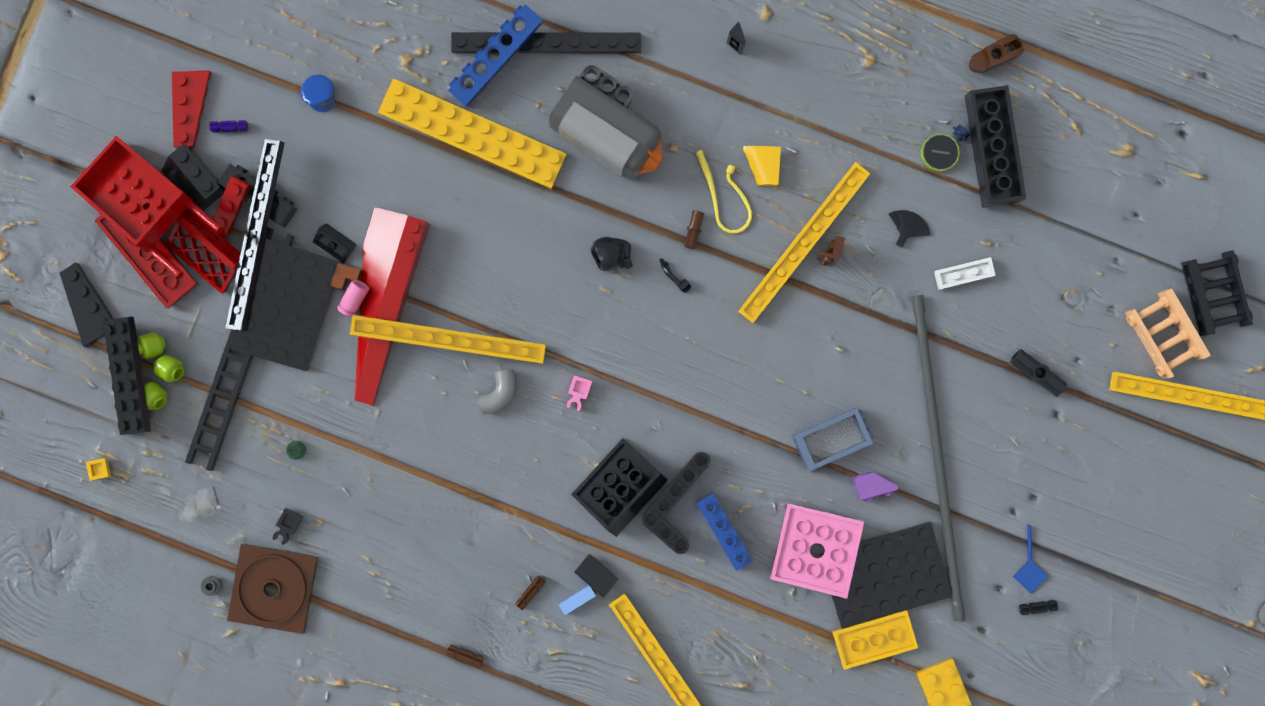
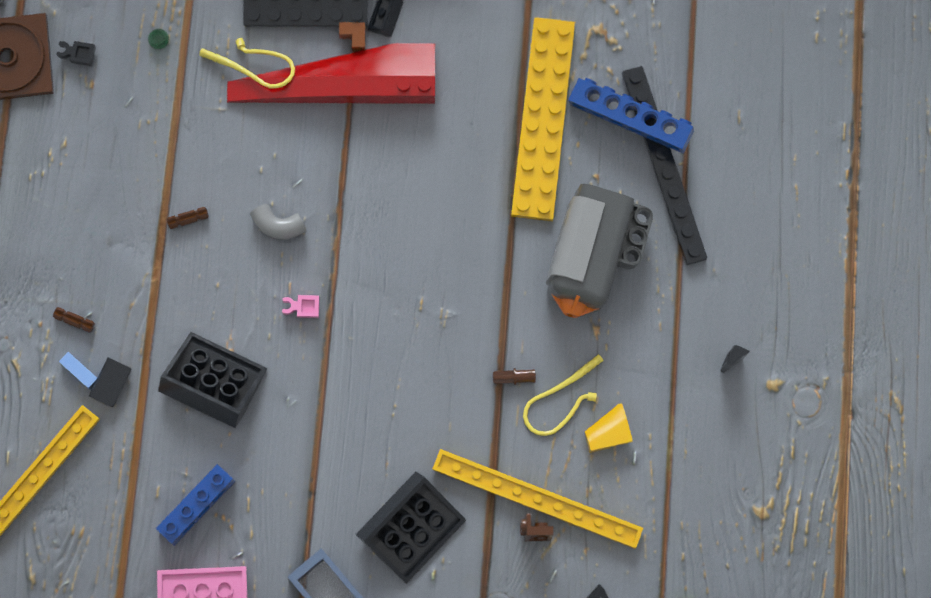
camera: 65 degrees right, 10 degrees down
(324, 378) = (241, 46): none -> light yellow piece
(353, 298) = (332, 48): bright pink piece -> none
(447, 339) = (318, 155): yellow plate -> none
(468, 468) = (187, 217): none -> reddish brown axle
(611, 252) = (461, 296): black piece -> none
(673, 499) = (214, 439): black beam -> none
(683, 285) = (450, 383): black piece -> none
(796, 356) = (411, 527): none -> black slope

